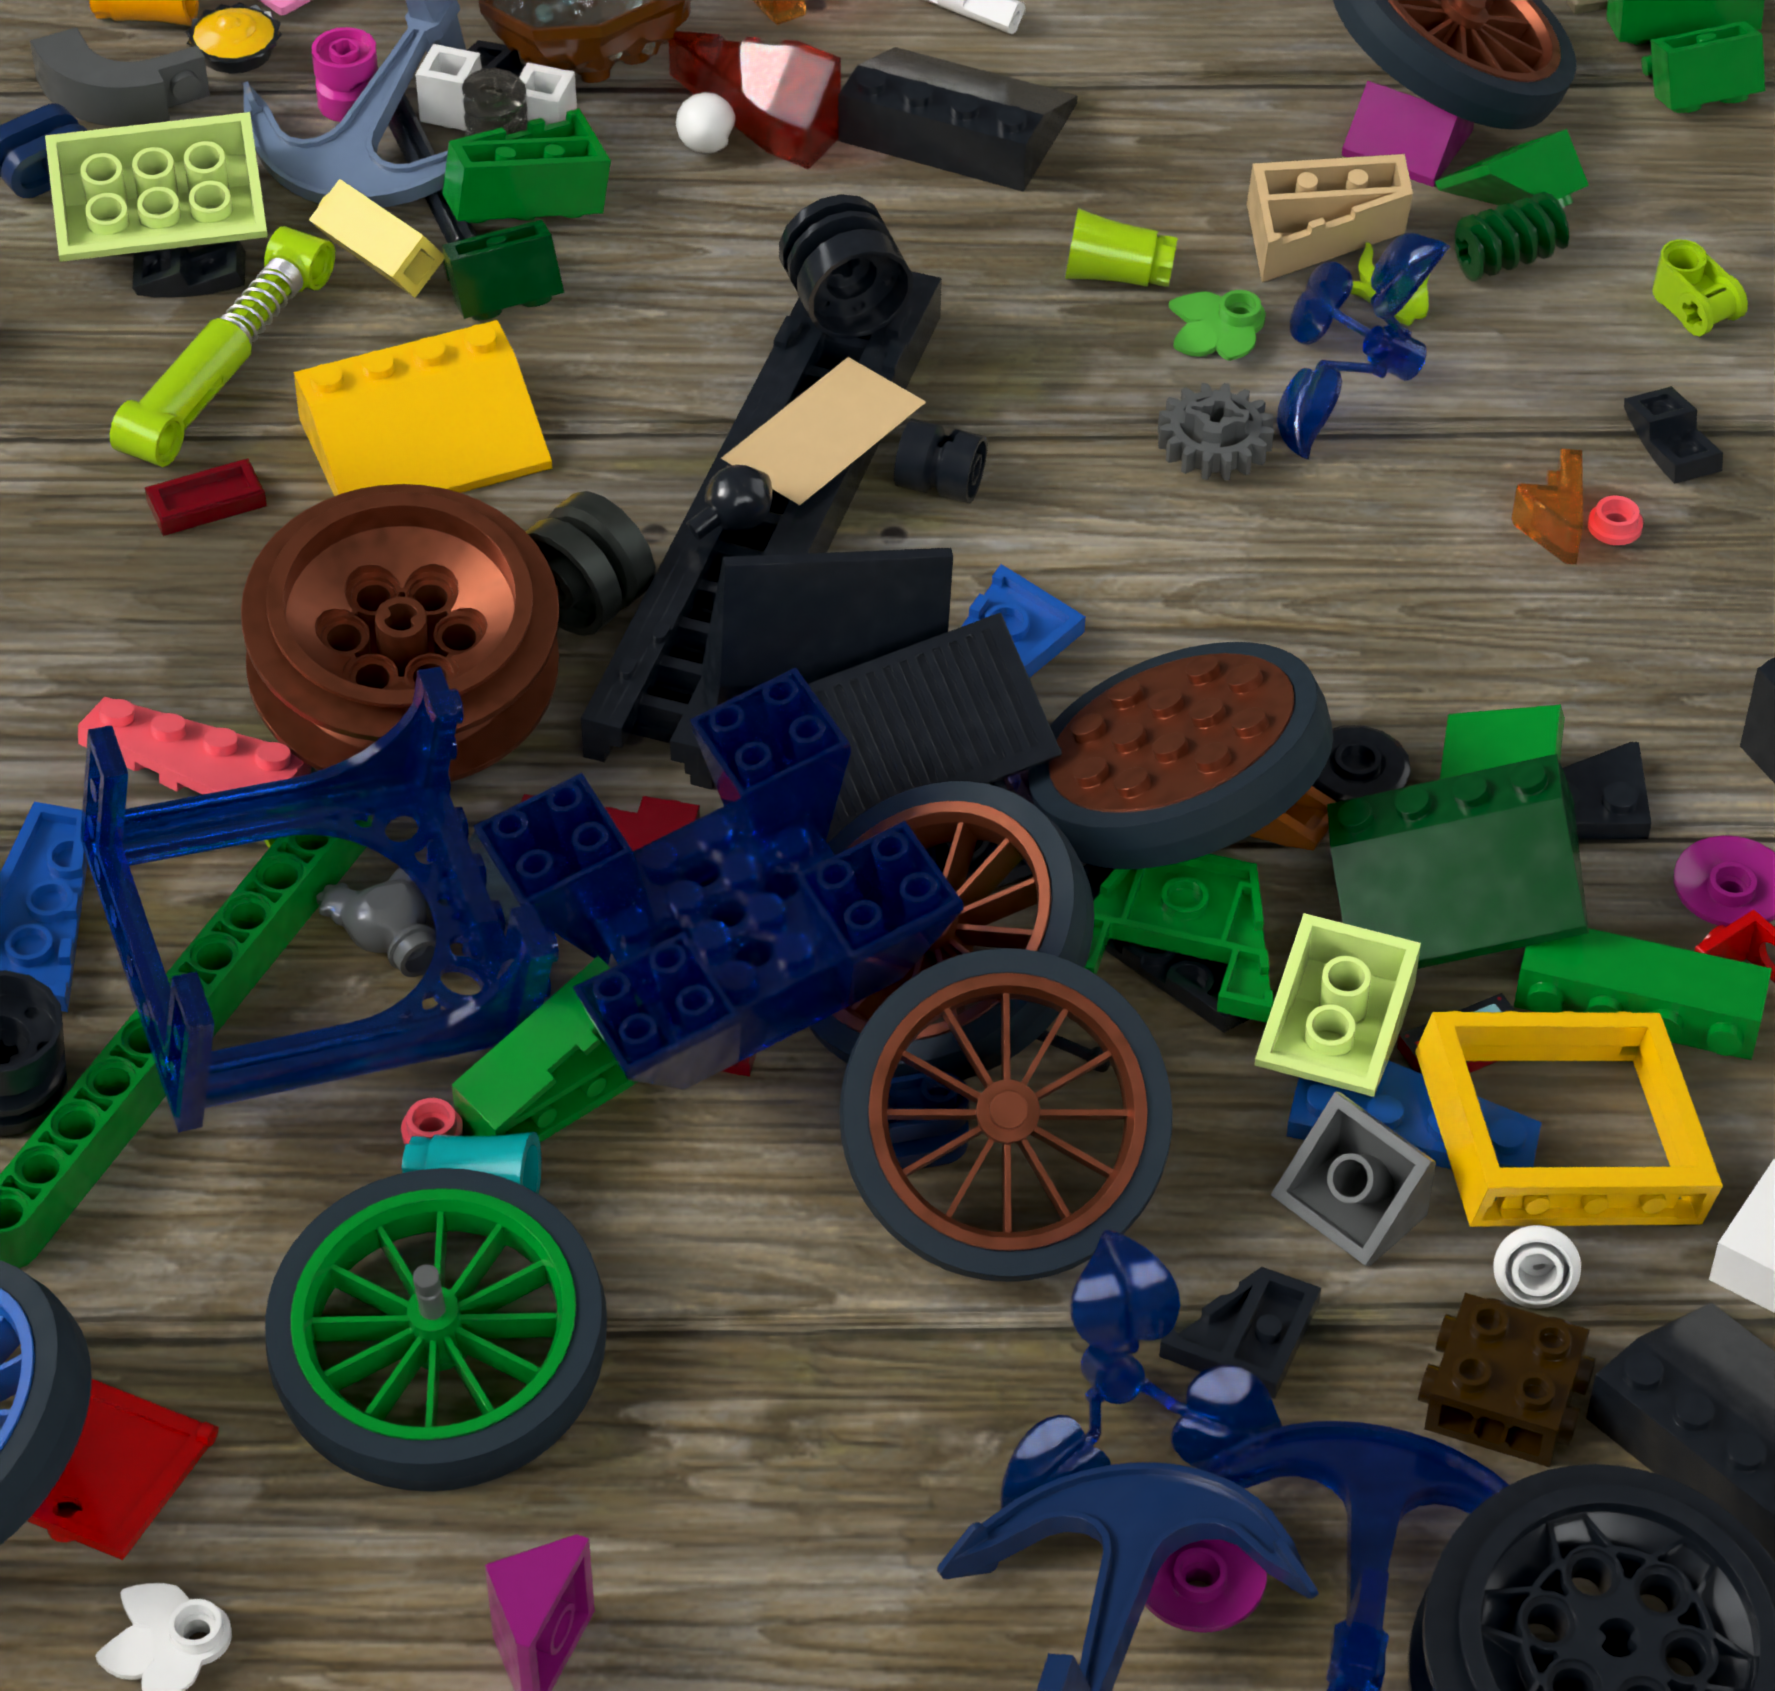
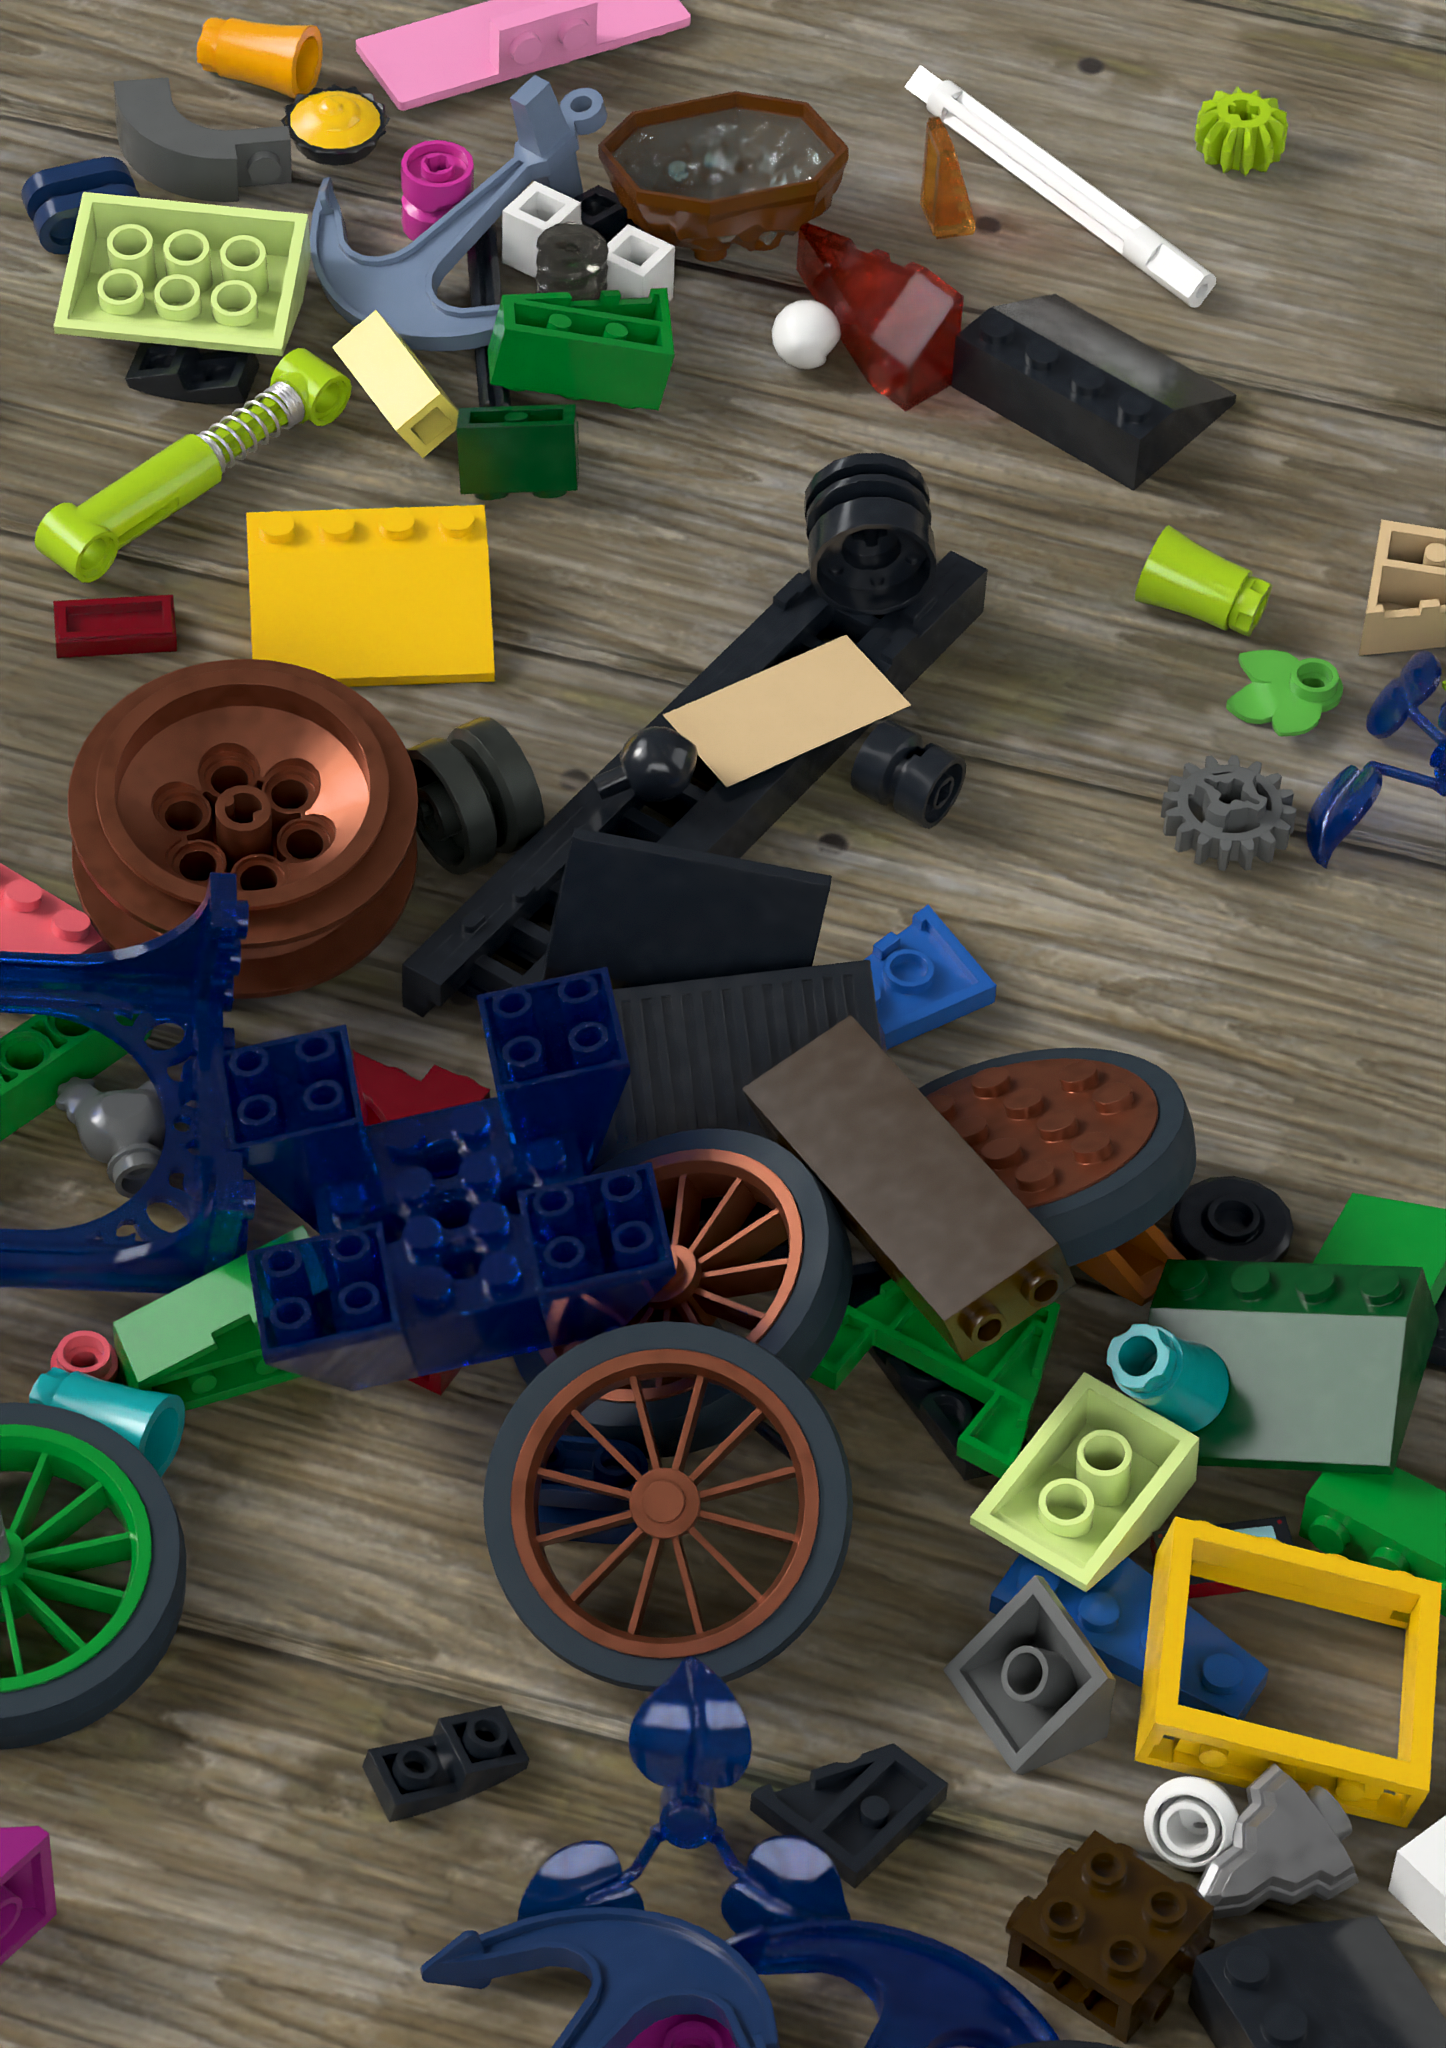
camera: 15 degrees right, 0 degrees up
(887, 1389) = (456, 1762): none -> black slope
(1117, 792) = (911, 1188): none -> dark brown brick
(1392, 908) = (1169, 1375): none -> teal plant
(1619, 1265) = (1280, 1849): none -> flat silver rock

